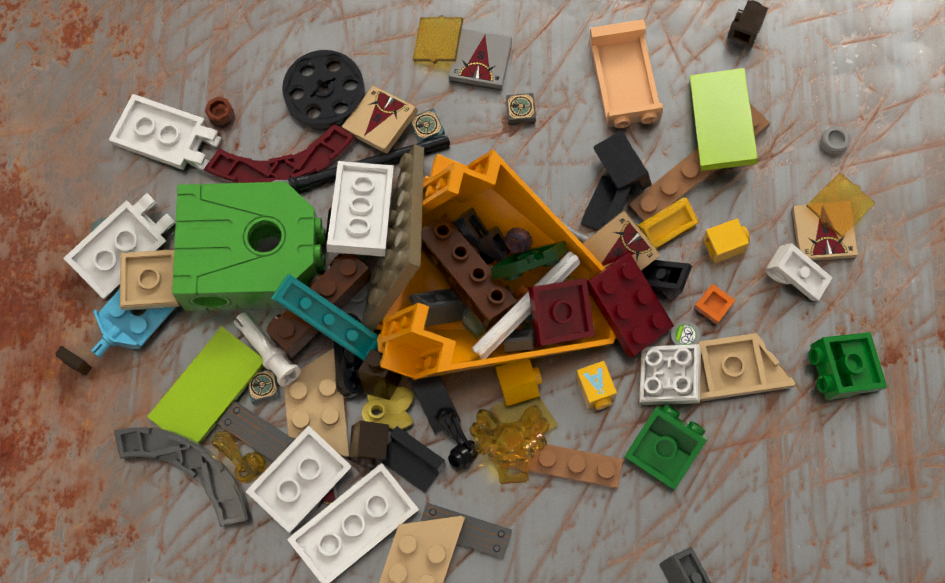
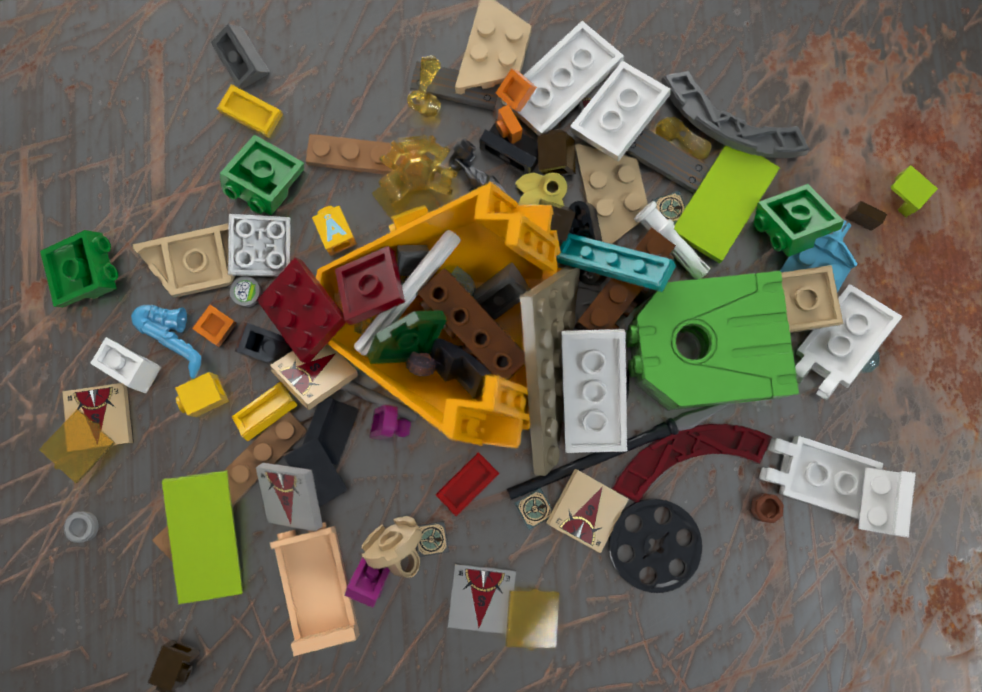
camera: 165 degrees right, 10 degrees up
(22, 379) = (913, 190): none -> lime panel
(114, 102) = (886, 502): none -> white bracket
(142, 357) = (796, 219): none -> green plate
(402, 505) = (516, 90): none -> orange plate
(414, 475) = (508, 125): none -> orange plate
(494, 139) = (467, 484): none -> red tile
(494, 510) = (428, 102): none -> clear yellow piece
(554, 99) = (391, 545): none -> tan tile
(556, 198) = (386, 424): none -> magenta piece
(575, 79) = (367, 583): none -> magenta slope
(644, 143) = (289, 496): none -> light grey tile
(679, 520) = (250, 111): none -> yellow tile
(769, 310) = (157, 323): none -> dark azure piece

